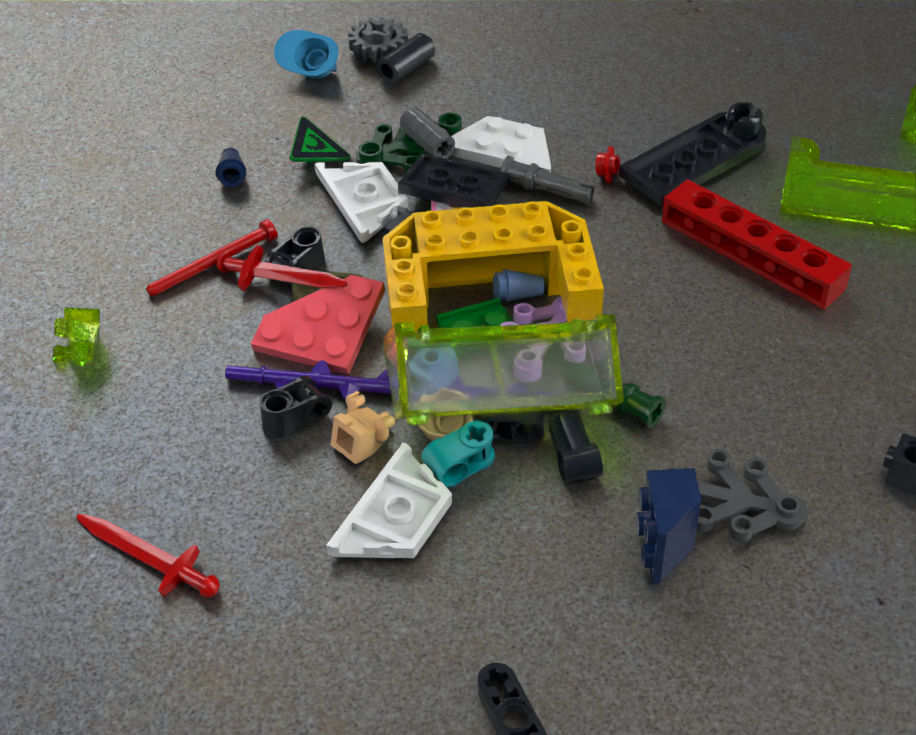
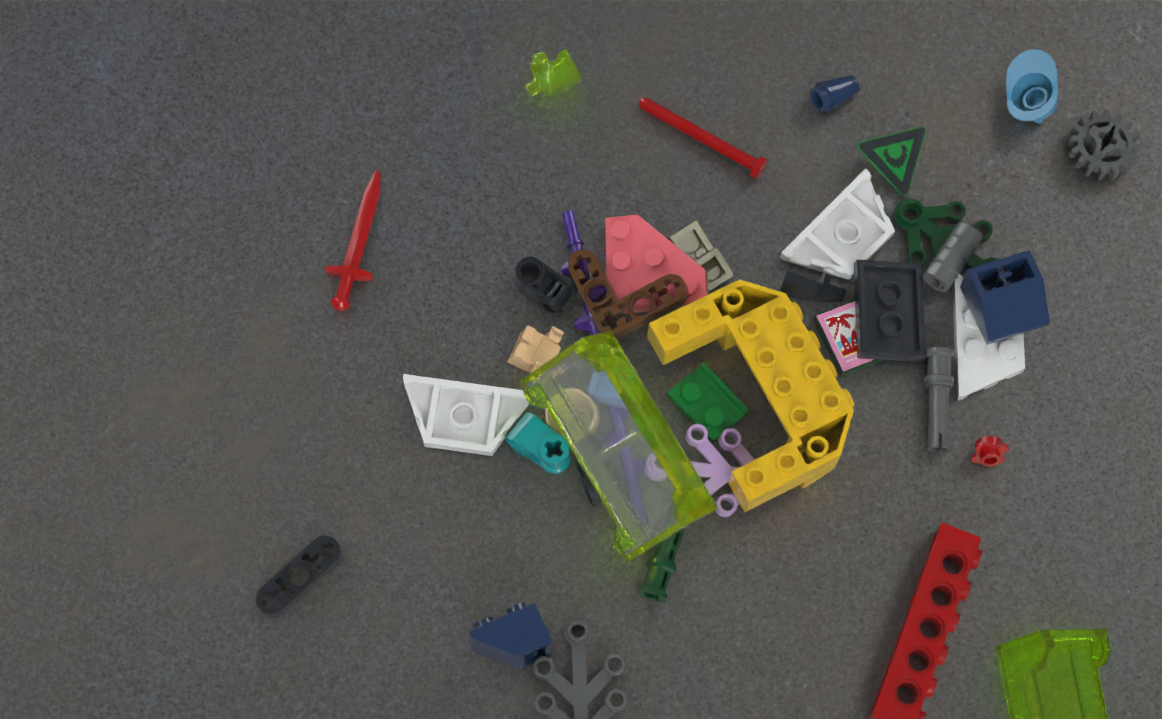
camera: 65 degrees right, 25 degrees up
(253, 267) = (696, 178): red sword -> none
(299, 250) = (726, 207): black piece -> none
(349, 351) = (612, 306): none -> reddish brown beam
(405, 58) = (1084, 187): black brick -> none
(482, 106) = (1006, 297): none -> dark blue slope
(516, 285) = (769, 423): medium blue cone -> none
(575, 454) = (574, 542): black piece -> none
(698, 152) = (1048, 538): black plate -> none

